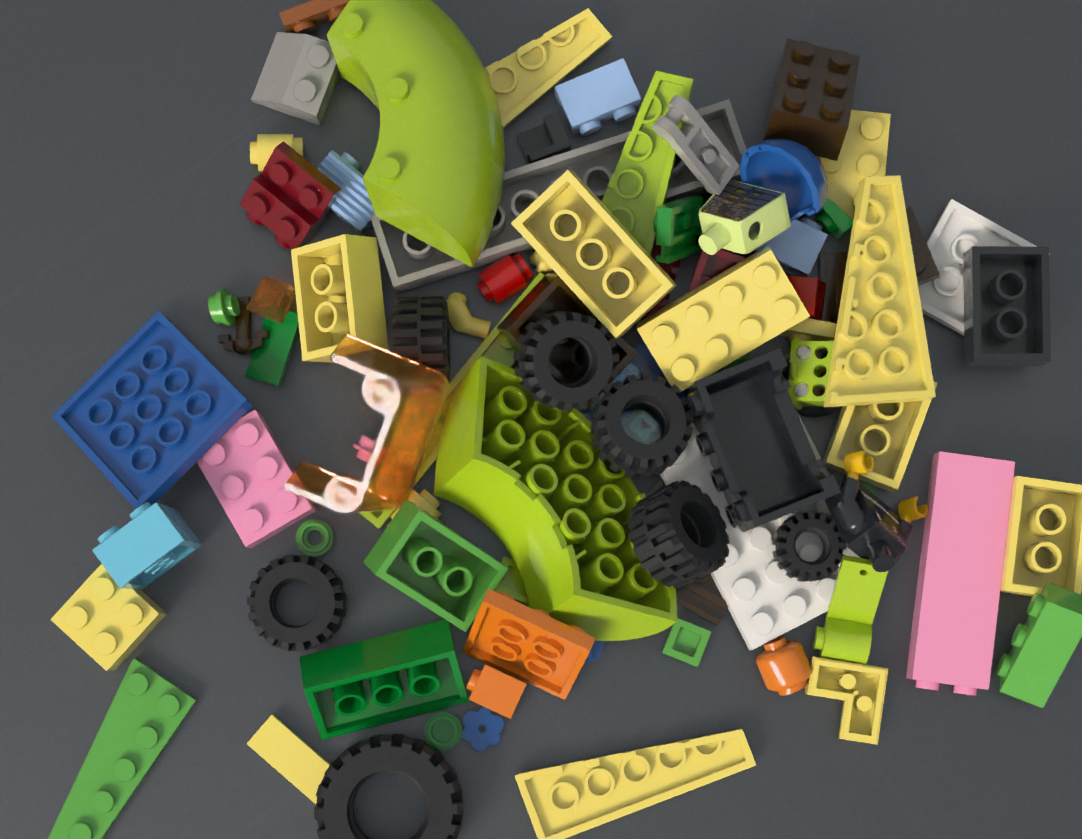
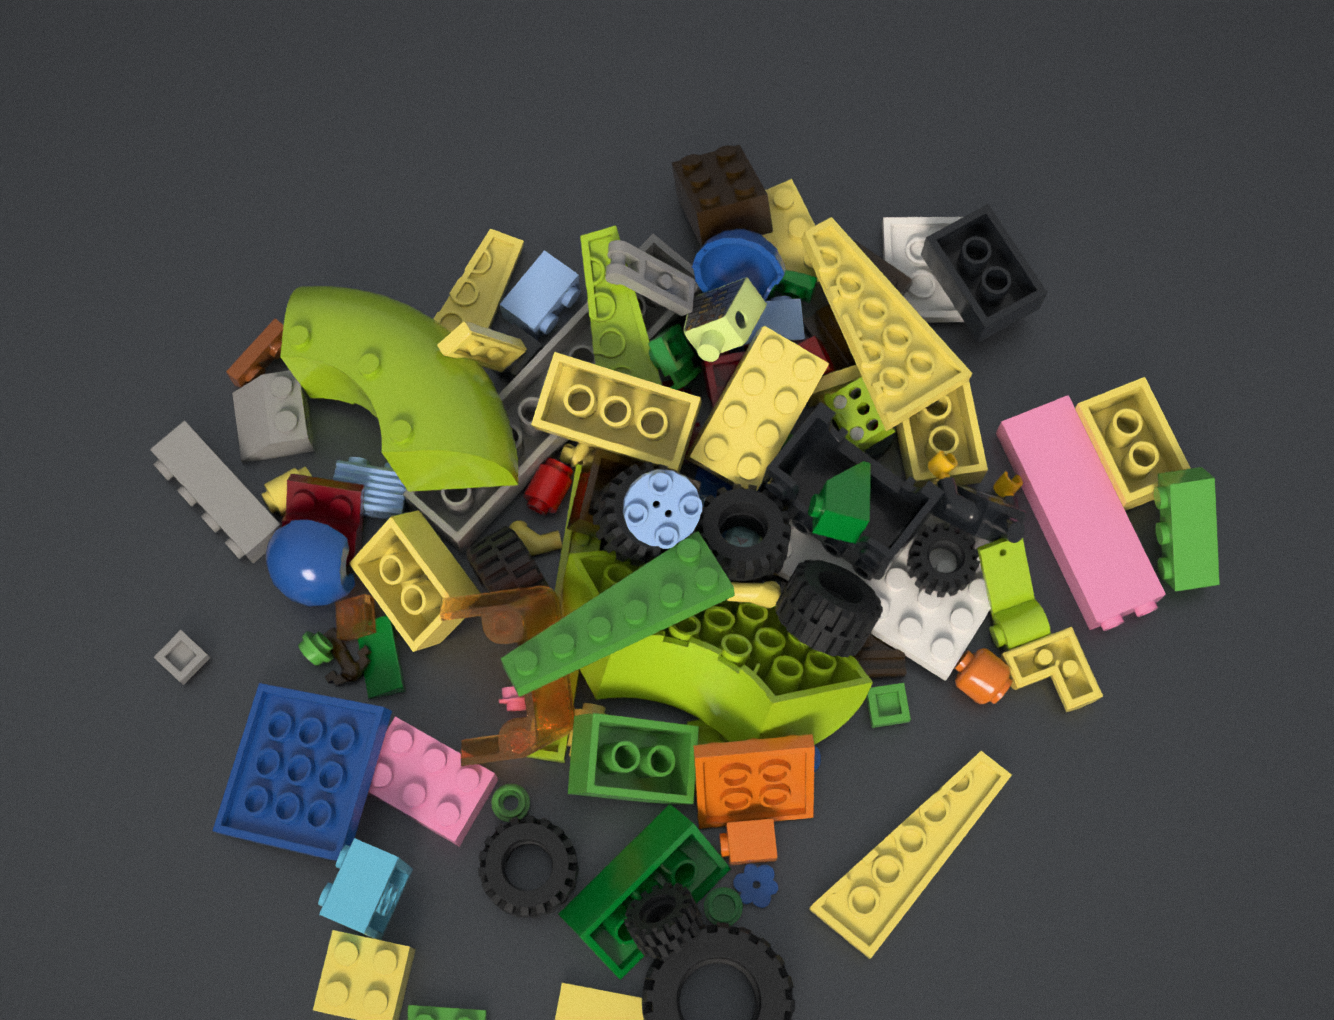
camera: 30 degrees left, 10 degrees down
(106, 249) = (182, 657): none -> light grey plate
(214, 118) = (216, 490): none -> light grey brick
(255, 232) = (309, 563): none -> blue cylinder
(381, 732) = (663, 920): none -> black tyre
(511, 123) = (483, 345): none -> light yellow tile
(513, 443) = (638, 606): none -> bright green wing
(594, 360) = (649, 522): none -> light blue plate
(629, 488) = (761, 594): none -> light yellow arm
(746, 450) = (843, 505): none -> green slope

